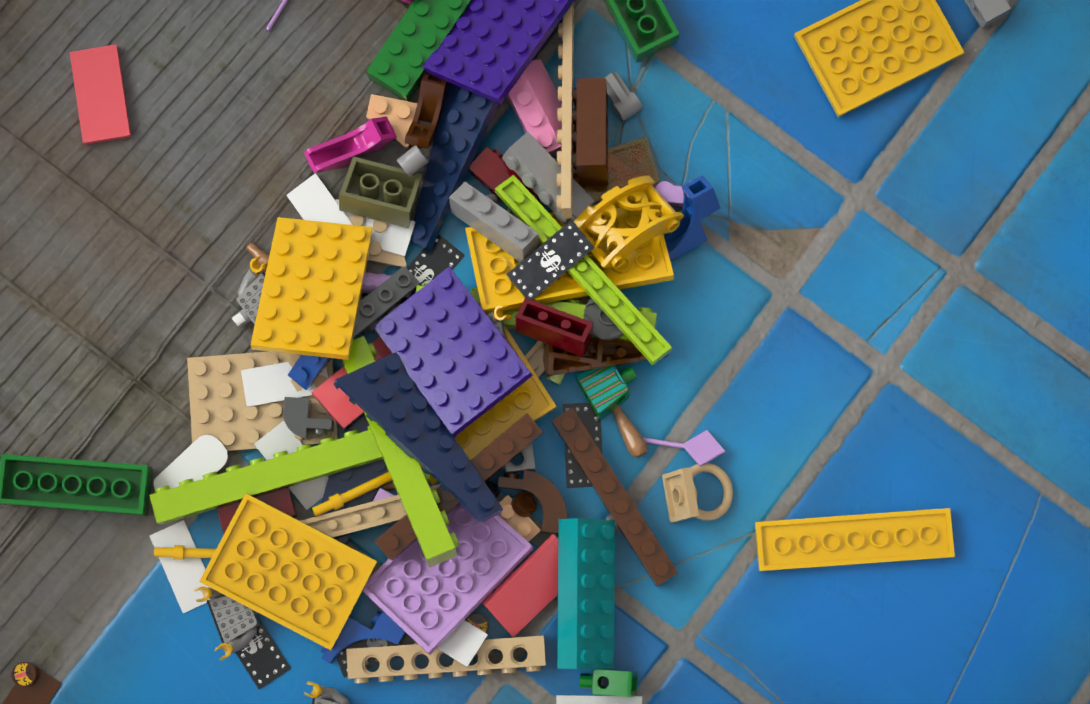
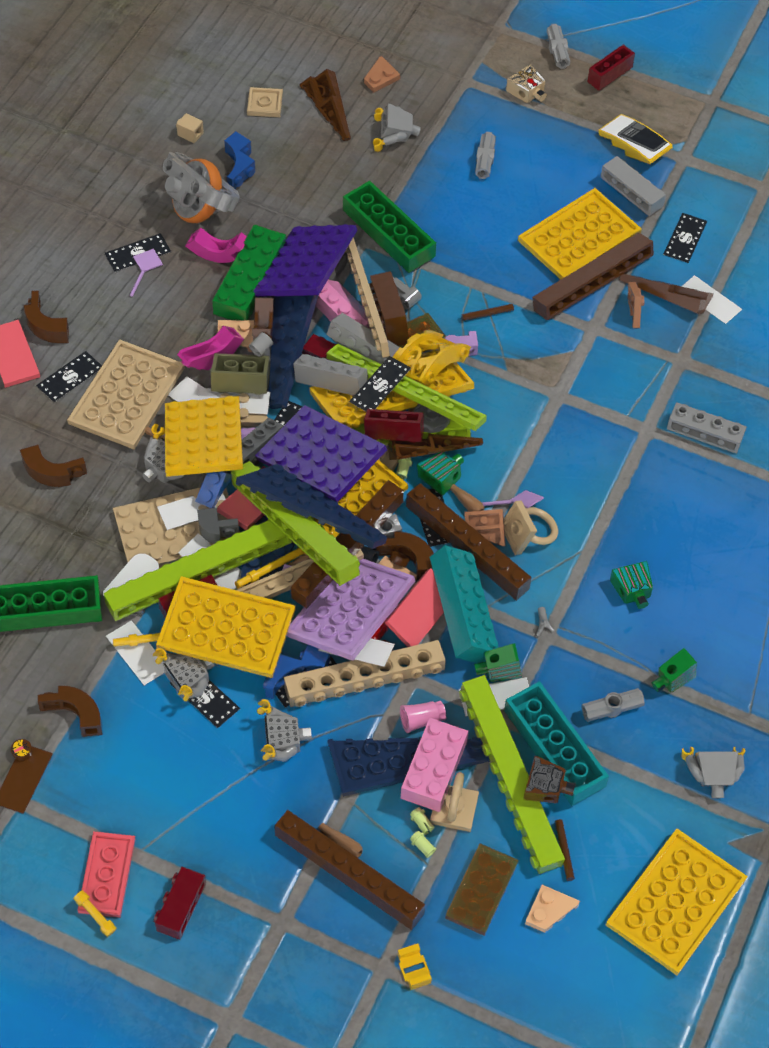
camera: 15 degrees left, 25 degrees down
(103, 277) = (51, 473): none -> reddish brown arch
(107, 638) = (79, 703): none -> reddish brown arch
(152, 68) = (46, 328): none -> reddish brown arch
(168, 142) = (69, 376): none -> black sticker
(233, 188) = (126, 394): none -> tan plate
(644, 476) = (489, 524): none -> nougat wing
(681, 626) = (543, 621): none -> light grey bar
(698, 203) = (479, 337): blue arch -> none
(725, 146) = (487, 312): none -> reddish brown bar
(805, 599) = (633, 583): none -> green torso
(854, 539) = (658, 539): yellow plate -> none
(878, 118) = (592, 276): none -> reddish brown brick
(923, 175) = (635, 302): none -> nougat wing
(962, 386) = (706, 427): none -> light grey brick
(987, 171) = (685, 297): none -> reddish brown wedge
(1021, 71) = (685, 237): none -> black sticker
(1025, 179) = (719, 305): none -> white sticker

